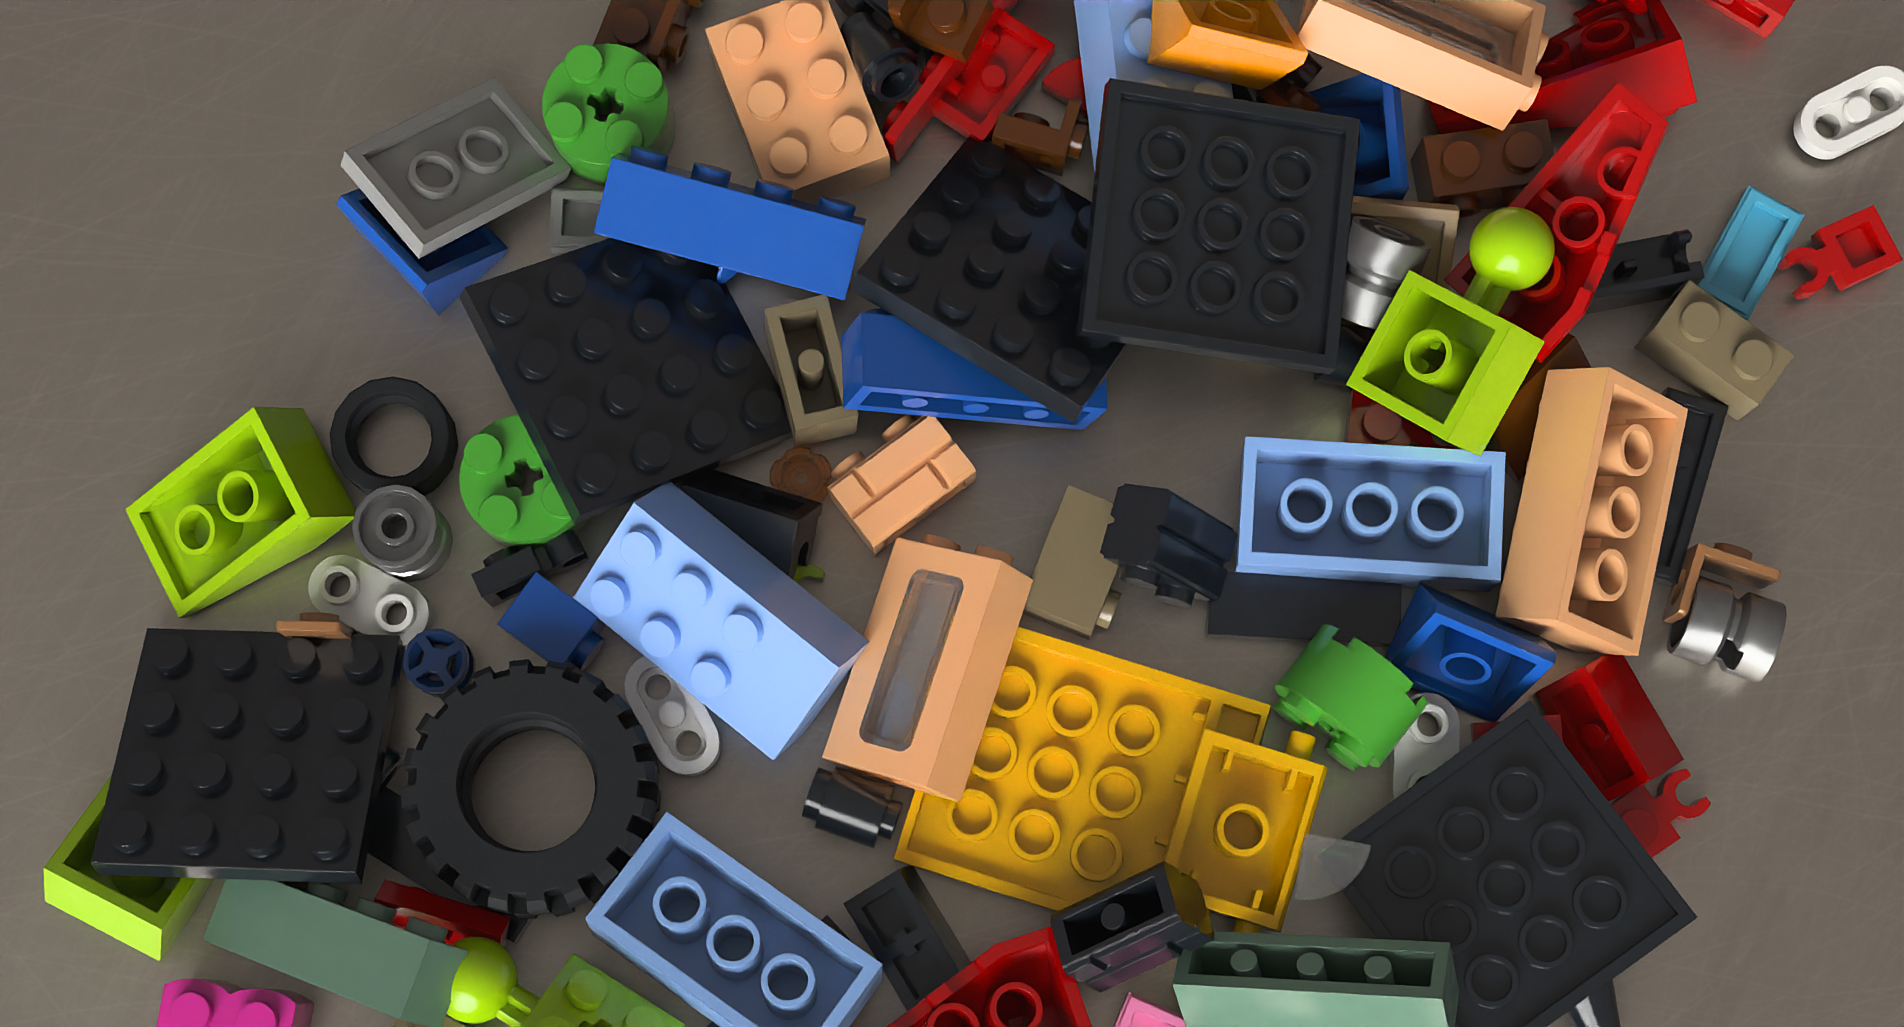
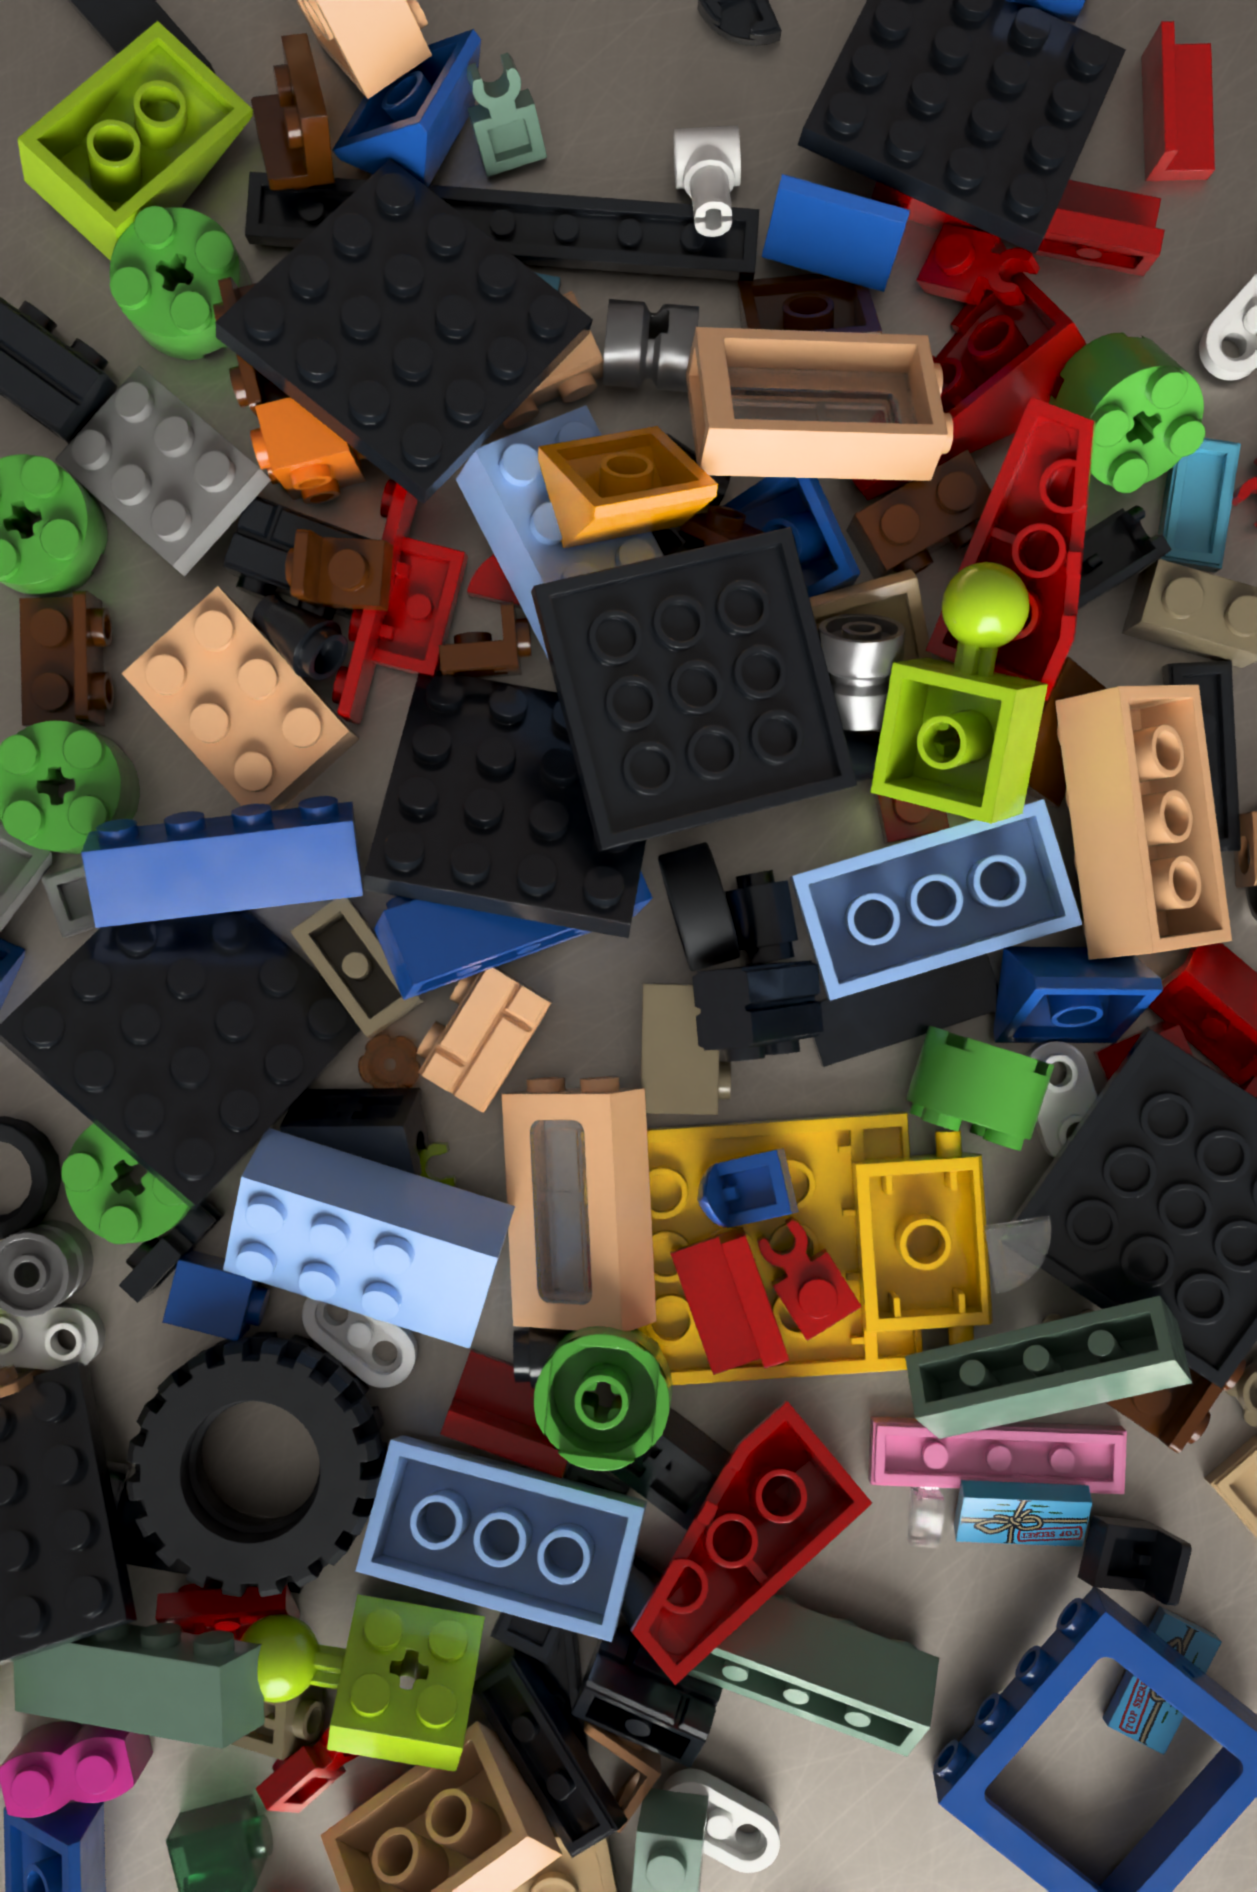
camera: 20 degrees left, 10 degrees up
(431, 653) = (114, 1379): dark blue wheel -> none
(788, 848) = (499, 1415): none -> red panel
(874, 802) = (571, 1414): none -> bright green brick
(1035, 813) = (729, 1302): none -> red panel
(1094, 710) = (748, 1189): none -> blue plate
(1119, 832) = (811, 1286): none -> red plate
(1131, 927) = (858, 1380): black brick -> none
(1147, 430) = (699, 906): none -> black tyre
(1203, 467) = (762, 917): none -> black brick
(1716, 141) = (1141, 407): none -> bright green brick

